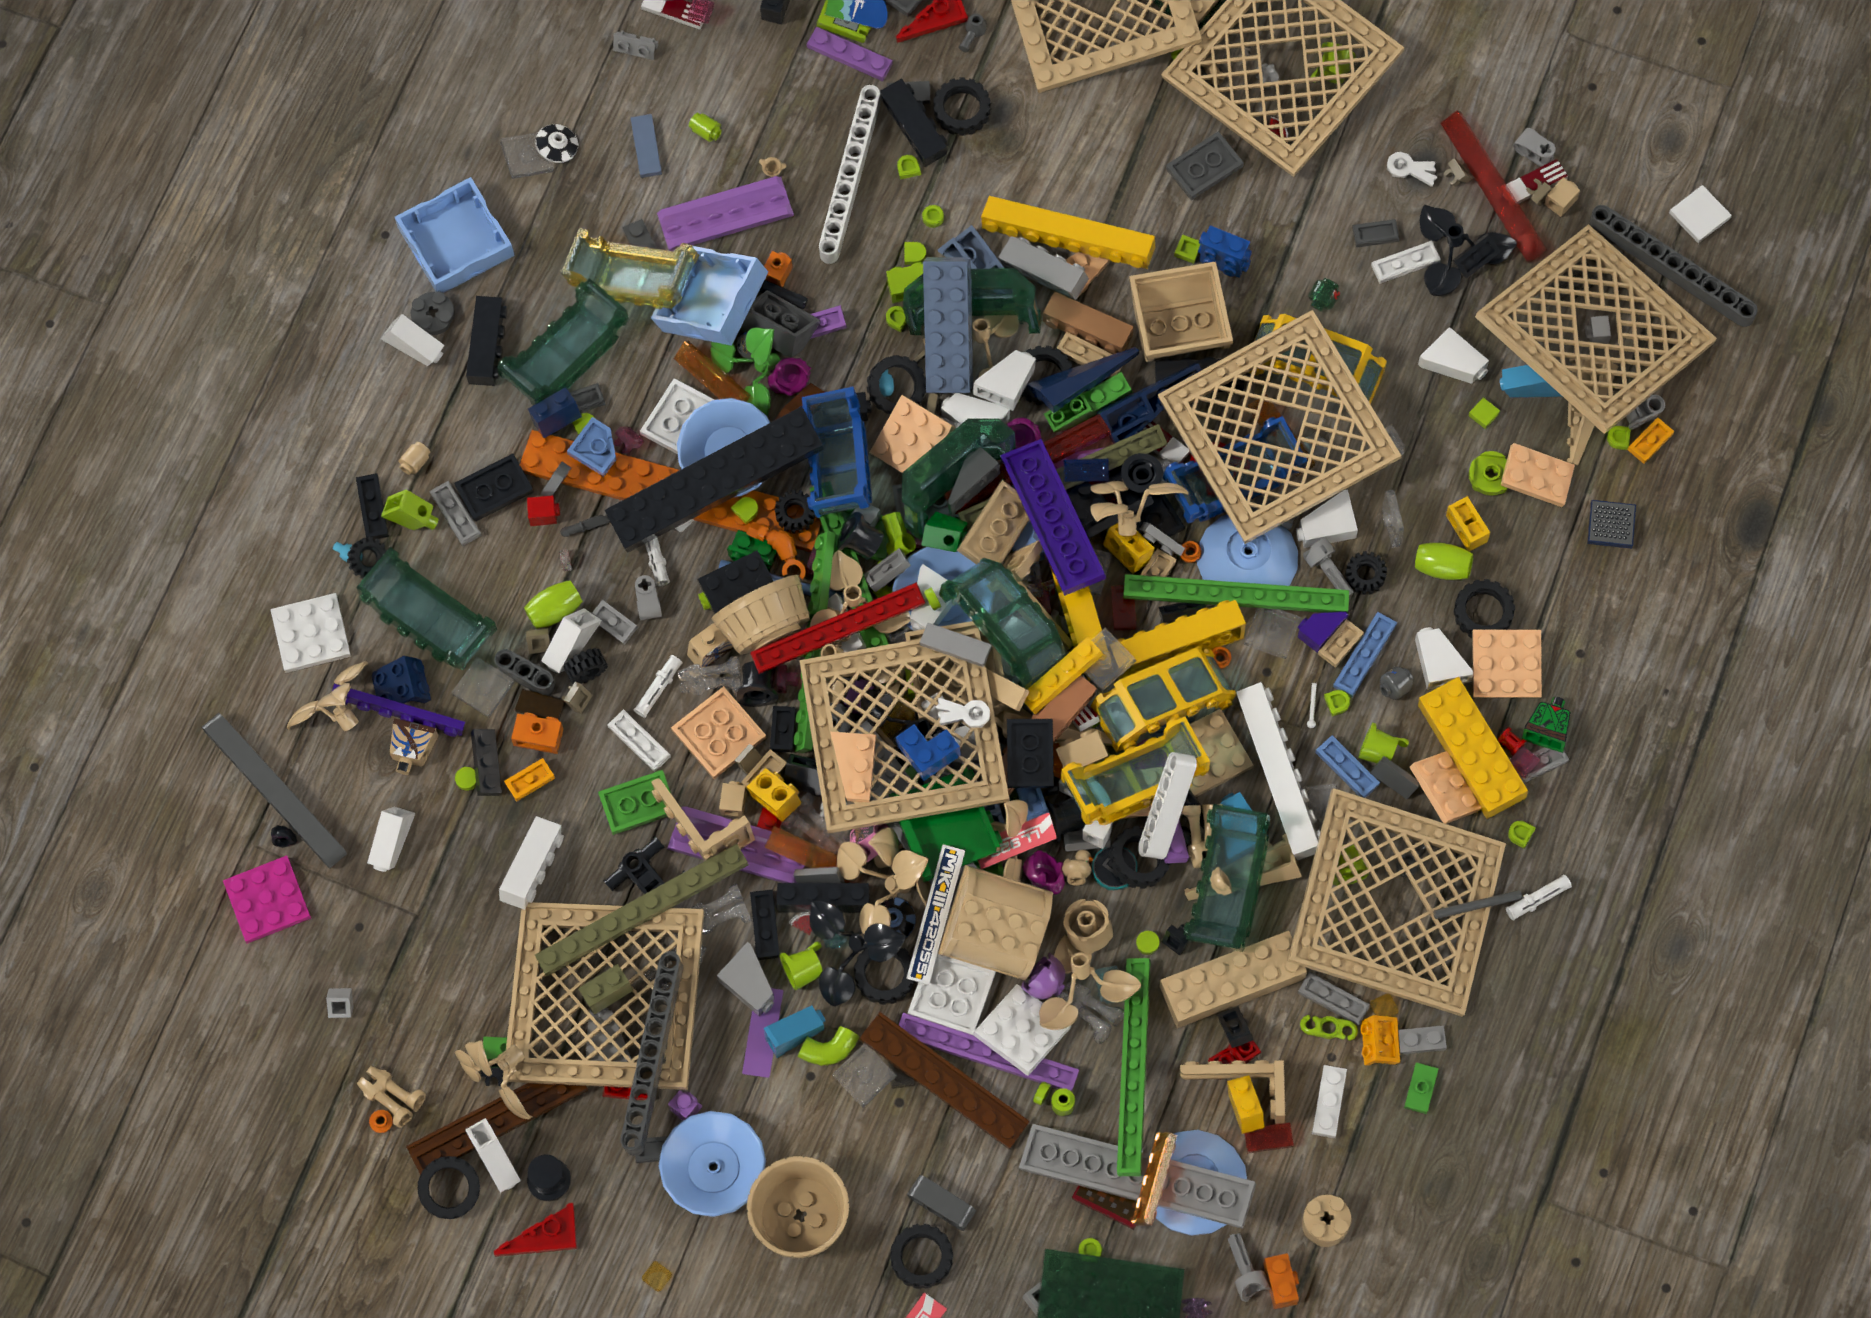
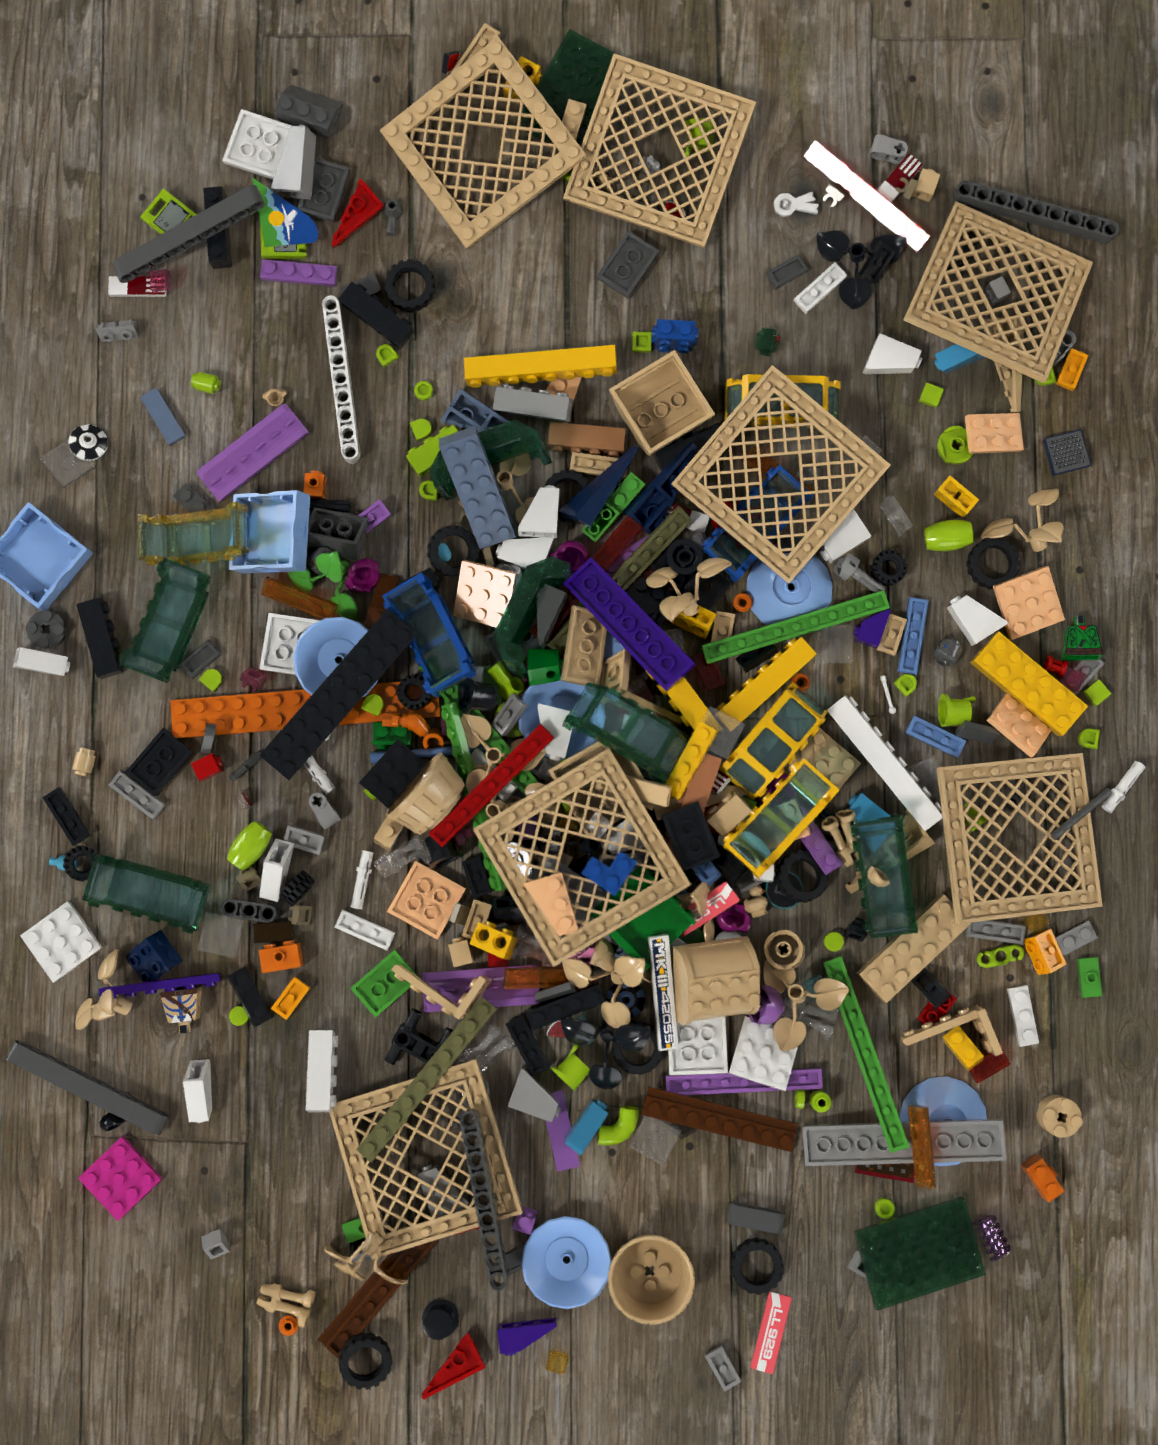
camera: 25 degrees left, 15 degrees up
(409, 511) = (99, 811): lime torso -> none
(493, 1155) = (389, 1323): white slope -> none
(554, 412) = (183, 682): dark blue brick -> none
(594, 447) = (228, 698): medium blue plate -> none
(605, 989) = (425, 1159): olive brick -> none
(630, 1228) = (518, 1335): none -> dark purple slope
(932, 599) = (559, 733): lime tile -> none
(955, 644) = (595, 769): light grey tile -> none
(974, 713) = (635, 824): white piece -> none
(1086, 470) = (636, 568): clear blue tile -> none
(1167, 805) = (816, 835): white beam -> none
(1168, 545) = (724, 605): light grey plate -> none
(1250, 1280) = (1019, 1187): light grey piece -> none
(1543, 590) = (1037, 537): none -> tan plant
(1548, 788) = (1097, 692): none -> lime tile
(1700, 214) = (1039, 158): white tile -> none

